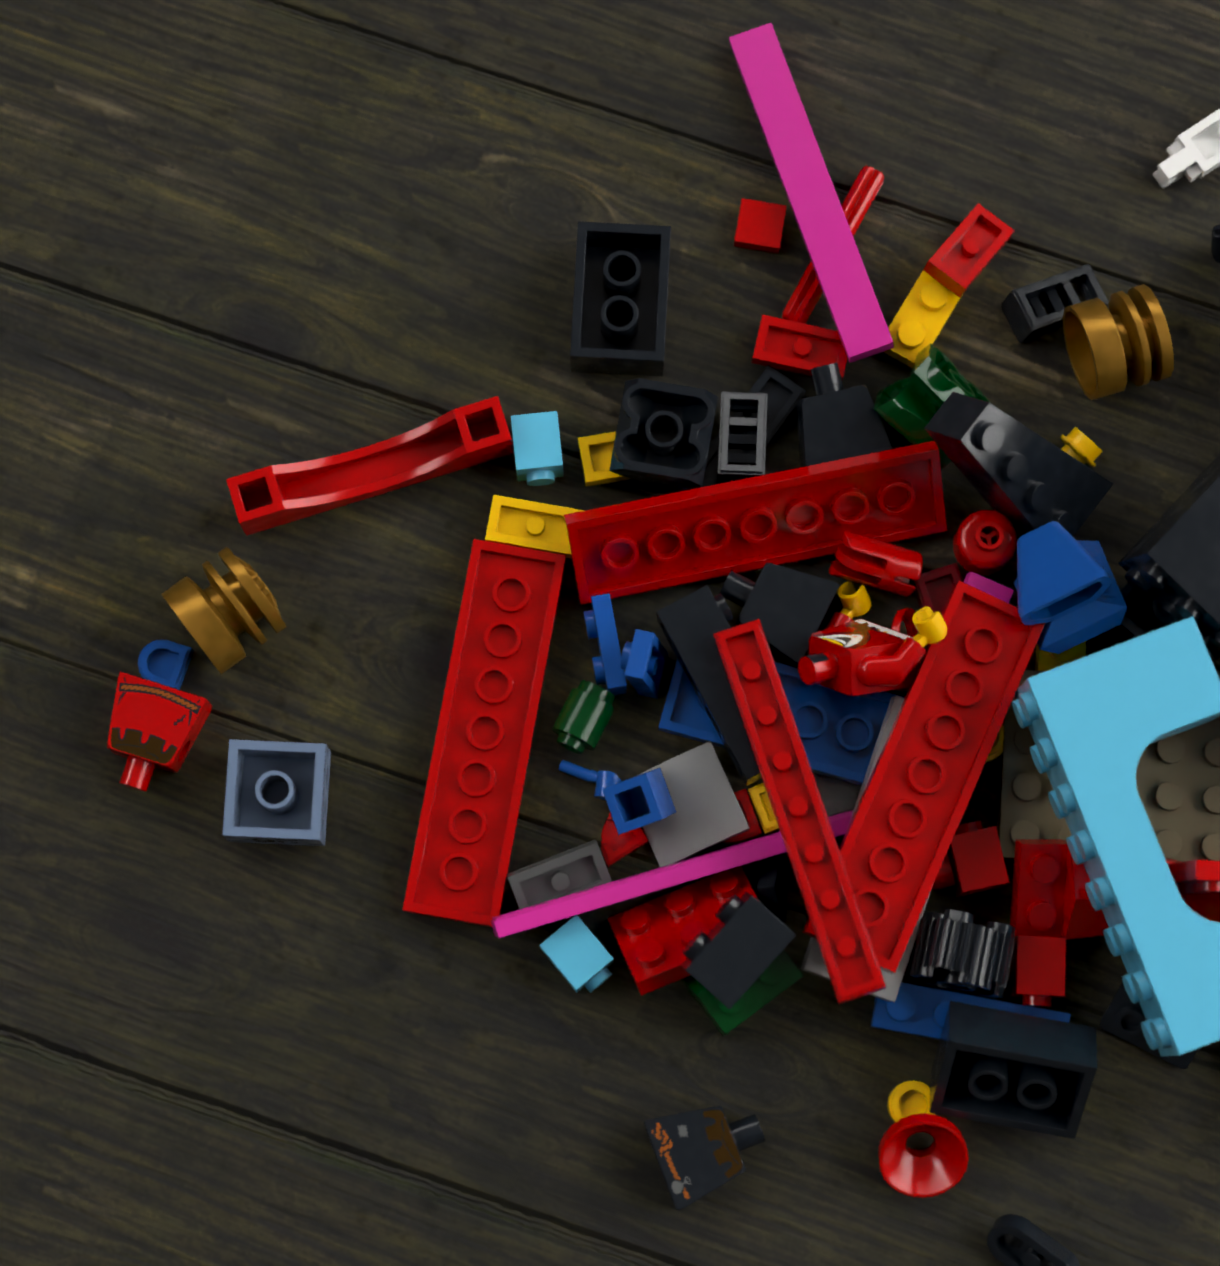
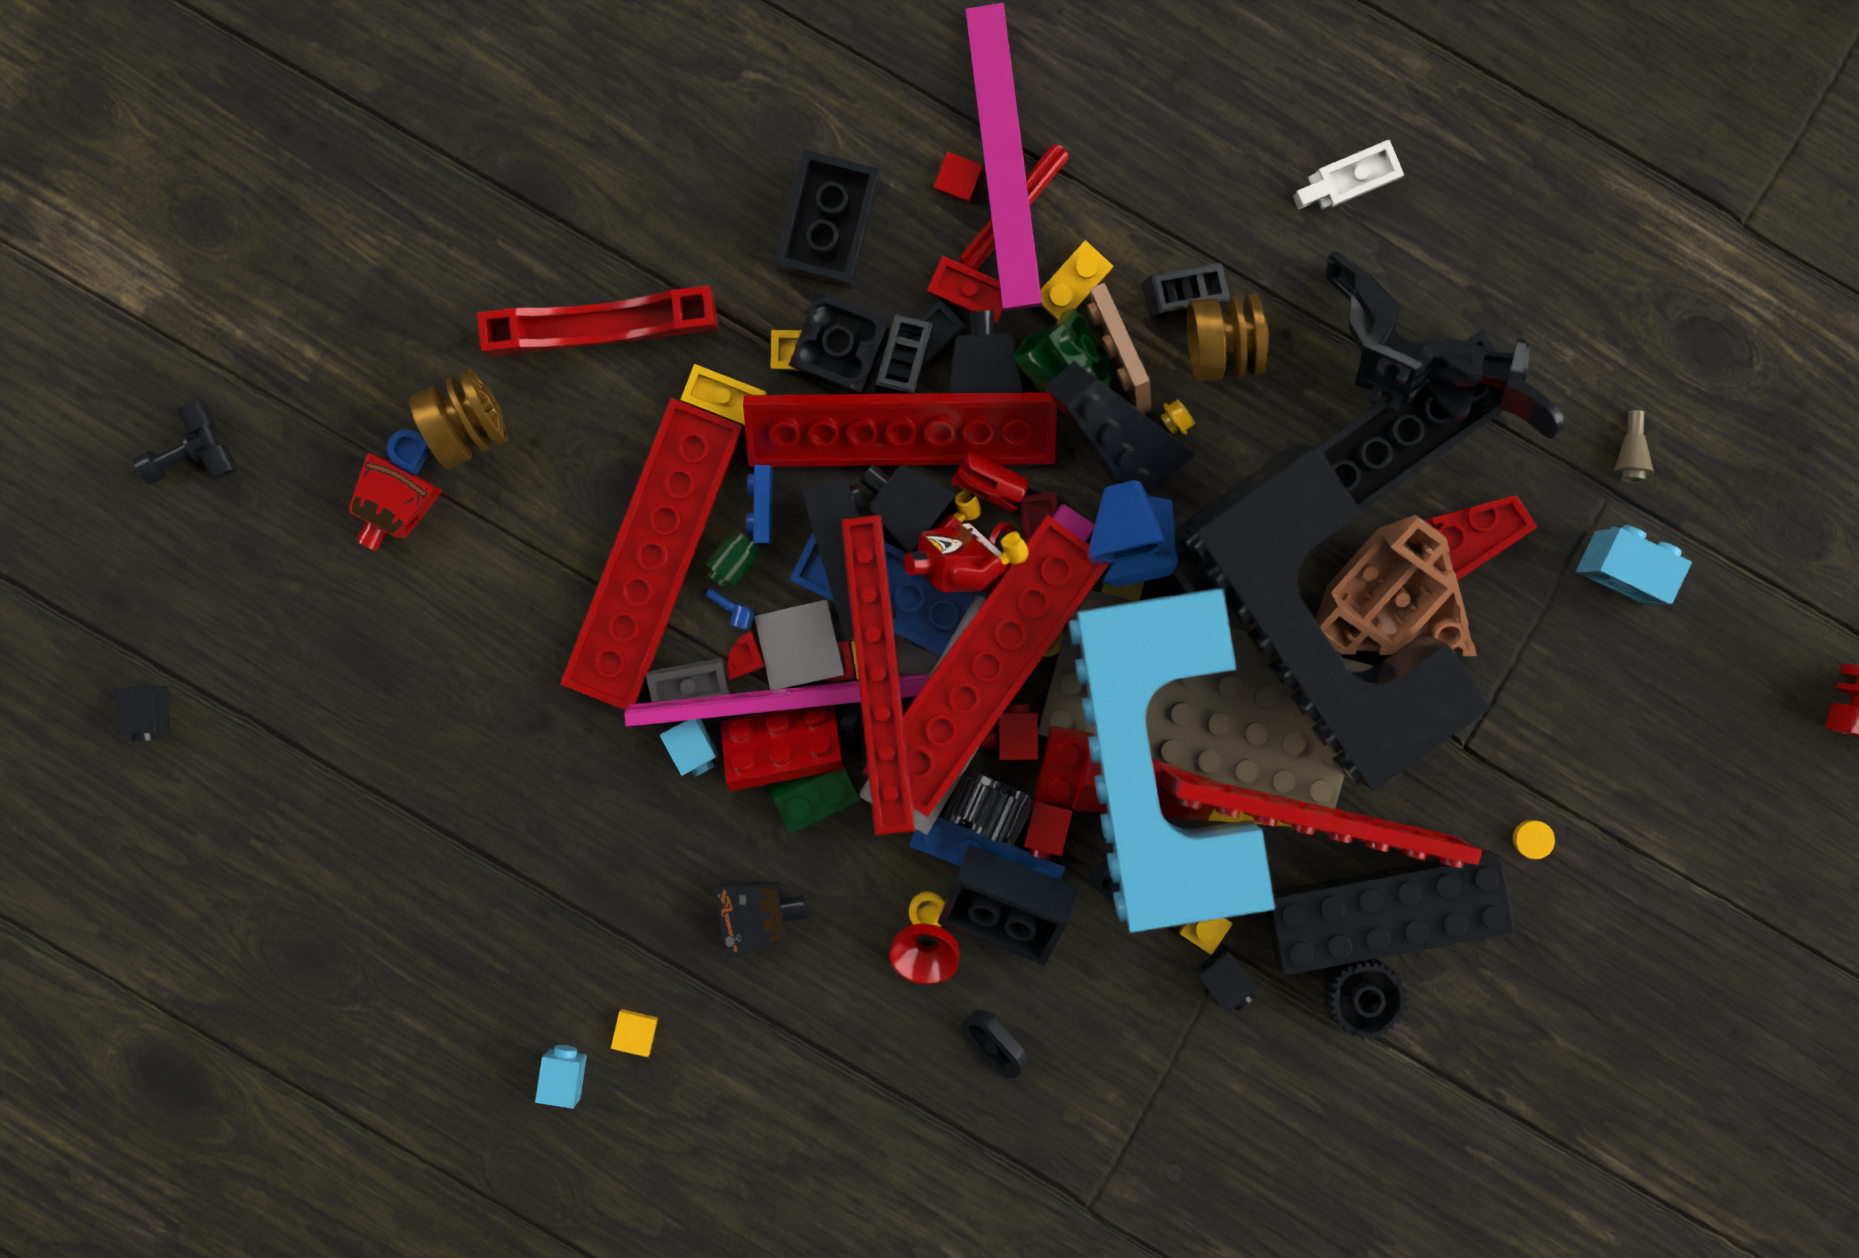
camera: 15 degrees right, 10 degrees up
(277, 792) = (476, 574): sand blue brick -> none
(537, 447) = (737, 331): medium azure brick -> none
(639, 801) = (759, 638): blue brick -> none
(644, 663) = (786, 528): blue plate -> none
(736, 948) = (807, 774): black brick -> none
(968, 250) = (1123, 233): red plate -> none
(980, 556) = (1067, 485): red head -> none
(993, 372) = (1120, 347): none -> medium nougat wing

